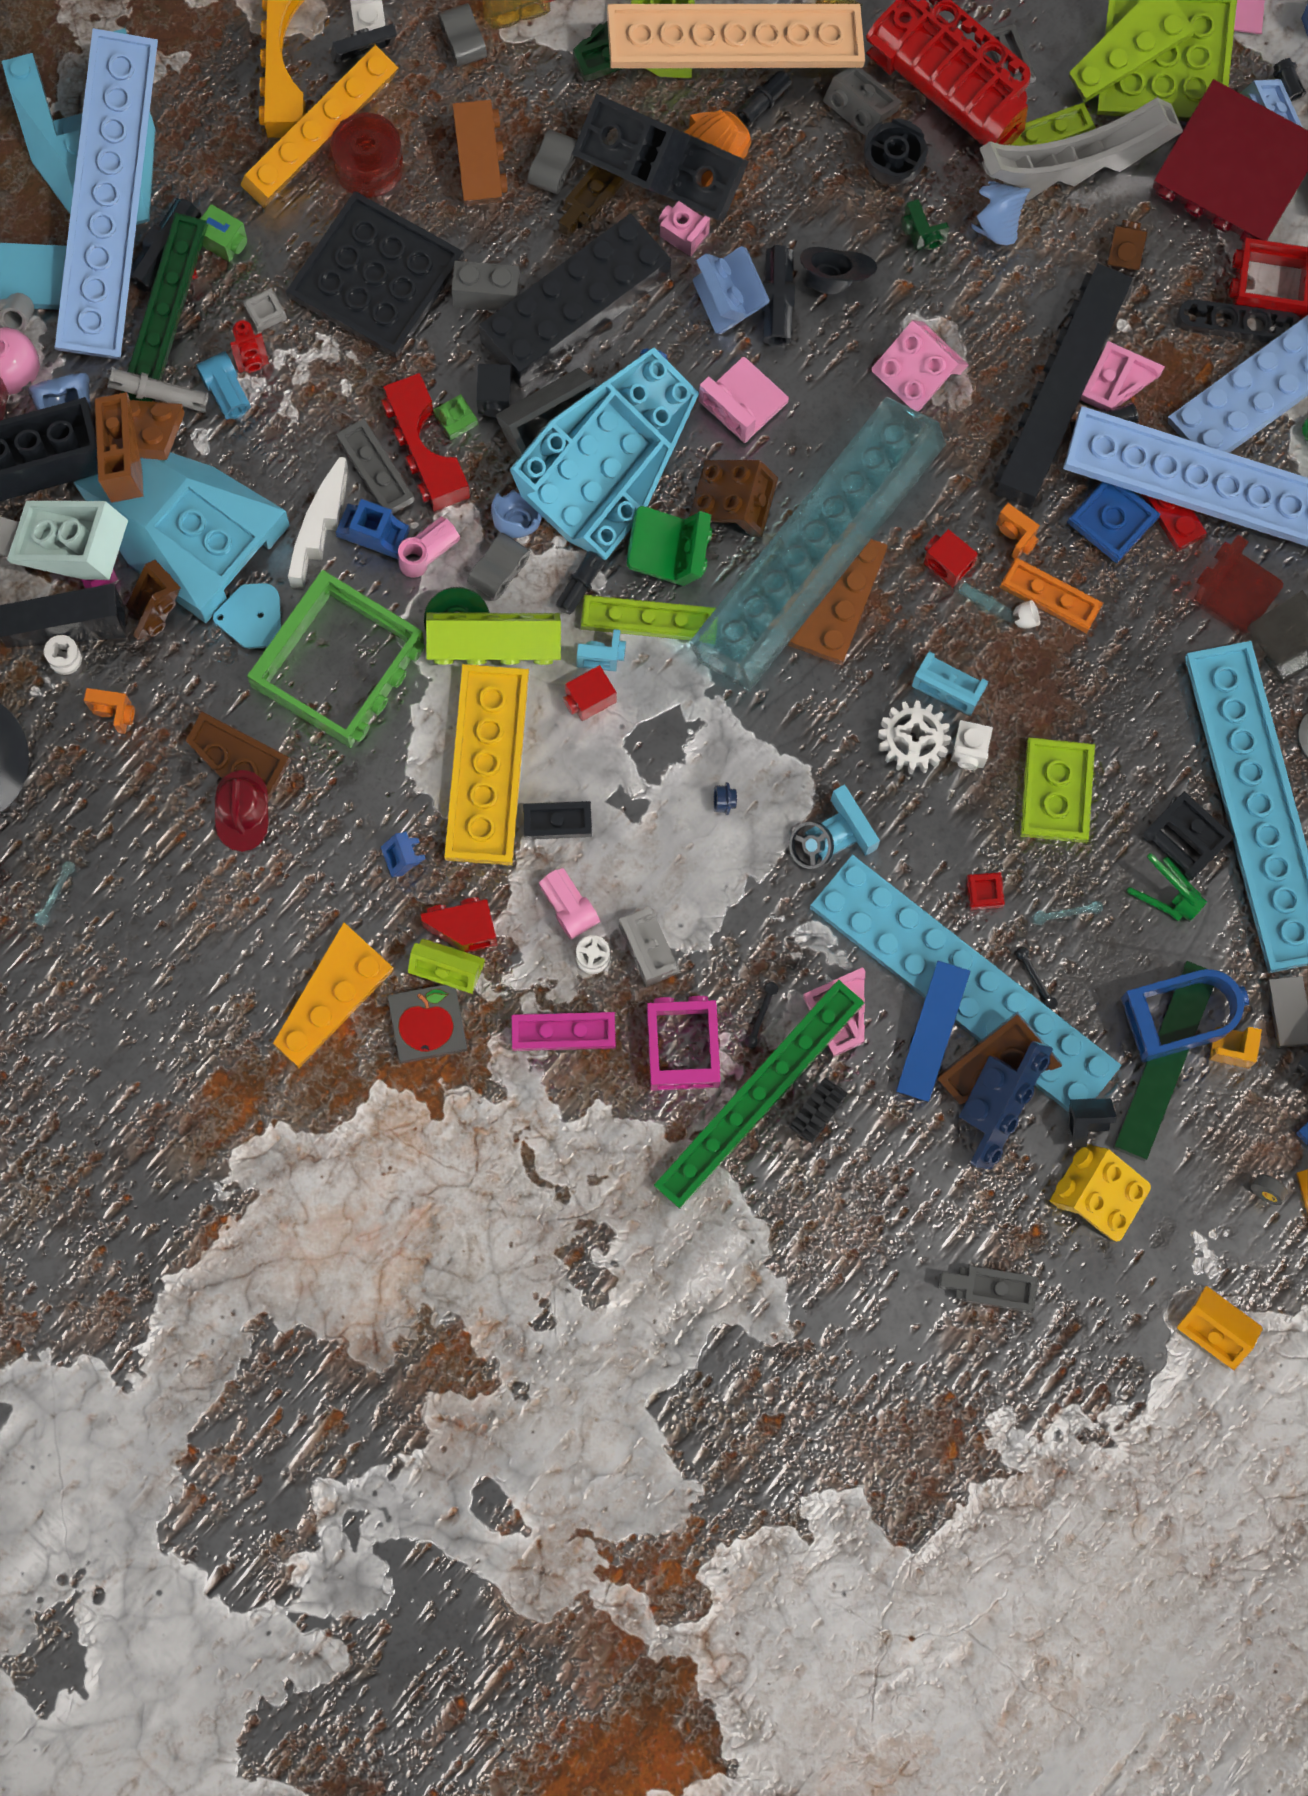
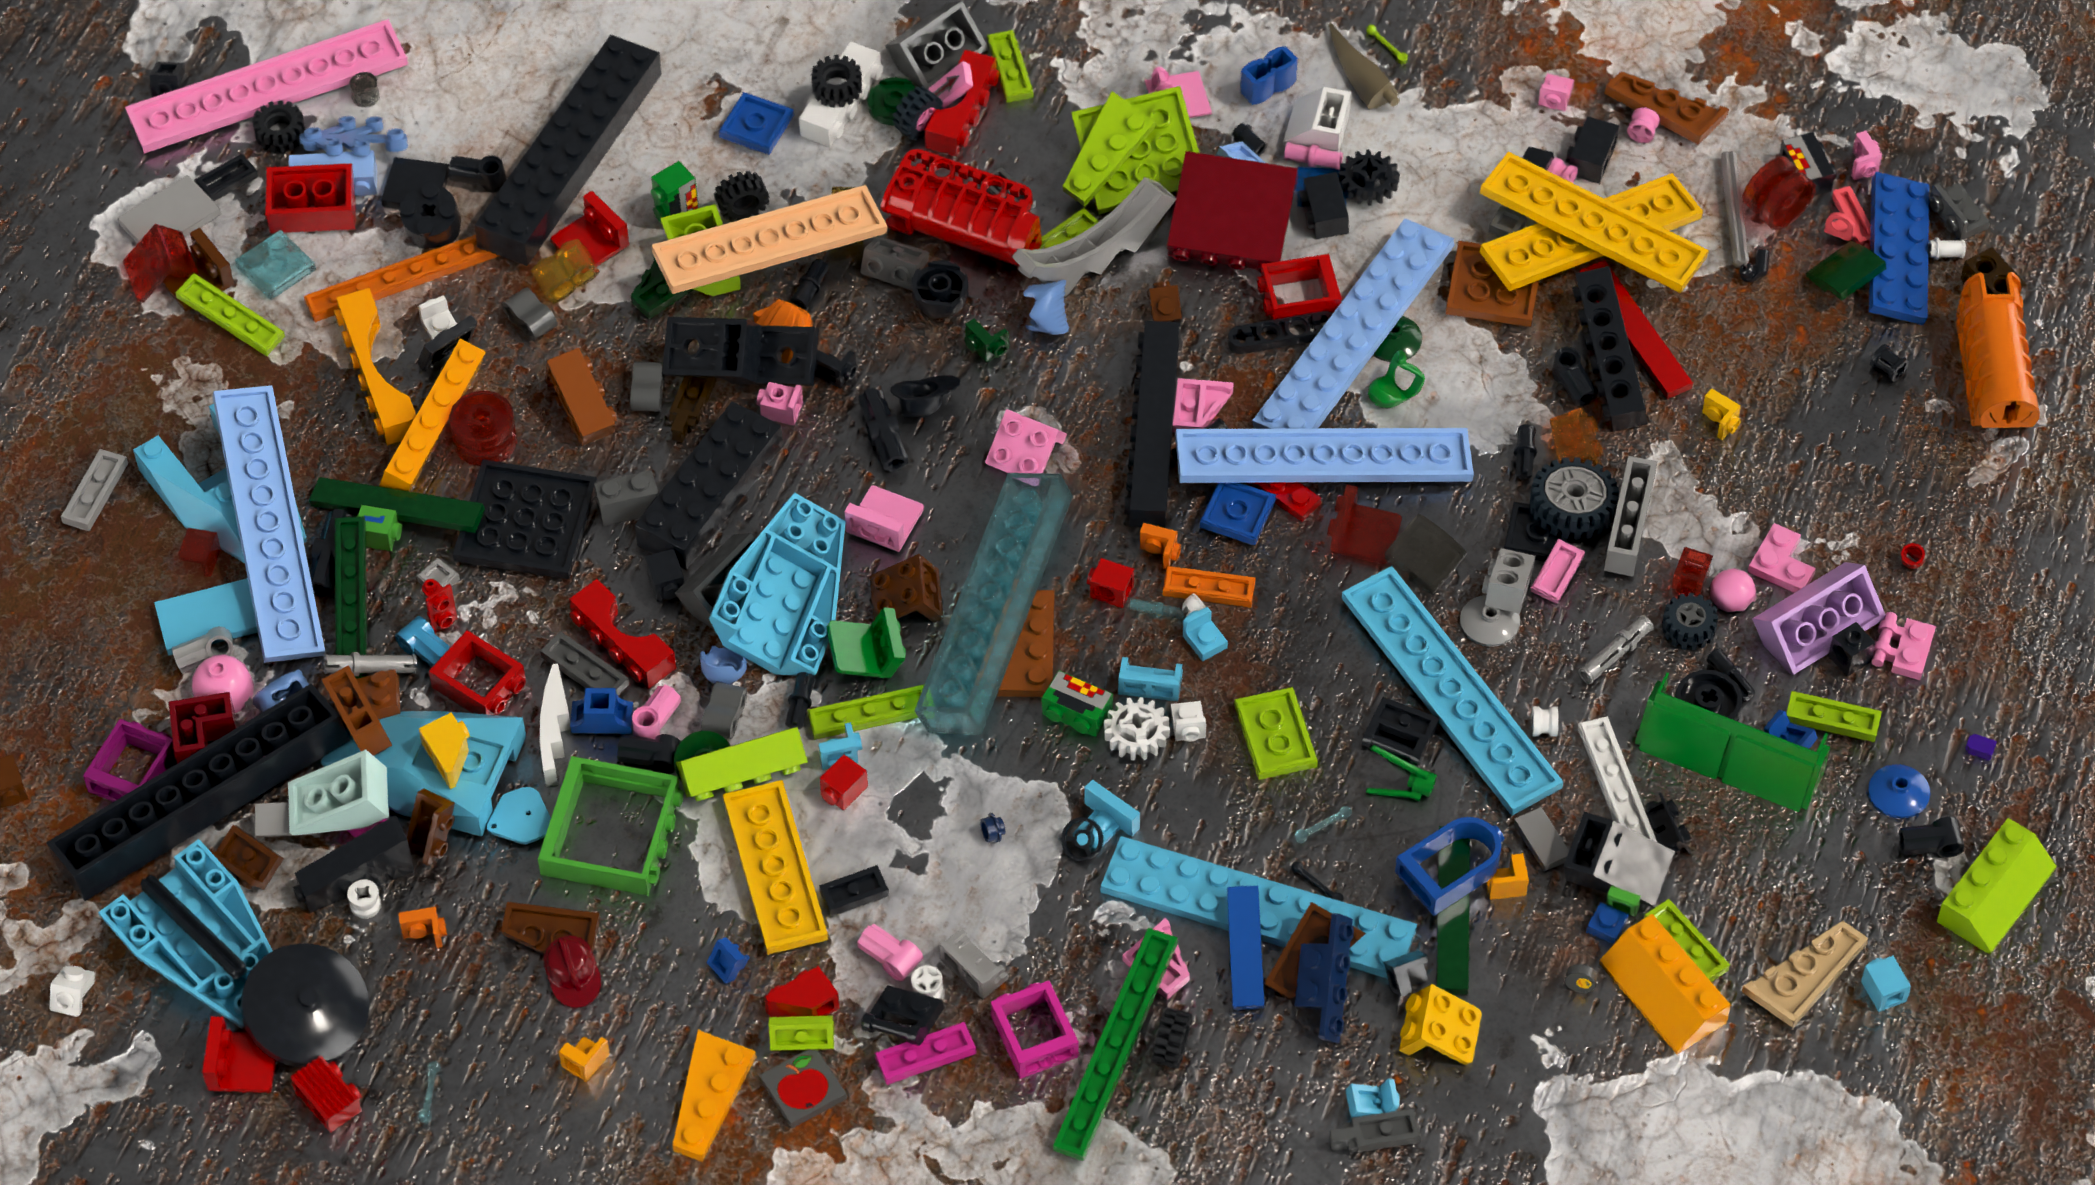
camera: 15 degrees left, 20 degrees down
(34, 197) = (201, 548): none -> clear red panel
(194, 522) = (447, 746): none -> yellow slope
(220, 911) = (585, 1057): none -> light orange panel
(246, 415) = (459, 655): none -> red window
(258, 217) = (408, 505): none -> dark green tile
(410, 590) = (655, 753): none -> black piece
(455, 417) = (639, 608): bright green tile -> none
(562, 975) = (905, 1008): none -> black plate
(729, 288) = (839, 435): medium blue bracket -> none
(749, 206) = (835, 371): none -> black bracket
(771, 990) = (1092, 966): black hinge -> none
(862, 687) = (1077, 703): none -> brick
(985, 891) = (1246, 829): red tile -> none
(999, 1252) = (1372, 1100): none -> medium azure bracket
(1024, 650) = (1203, 634): none -> medium azure bracket
(1220, 1328) = (1584, 1100): light orange panel -> none

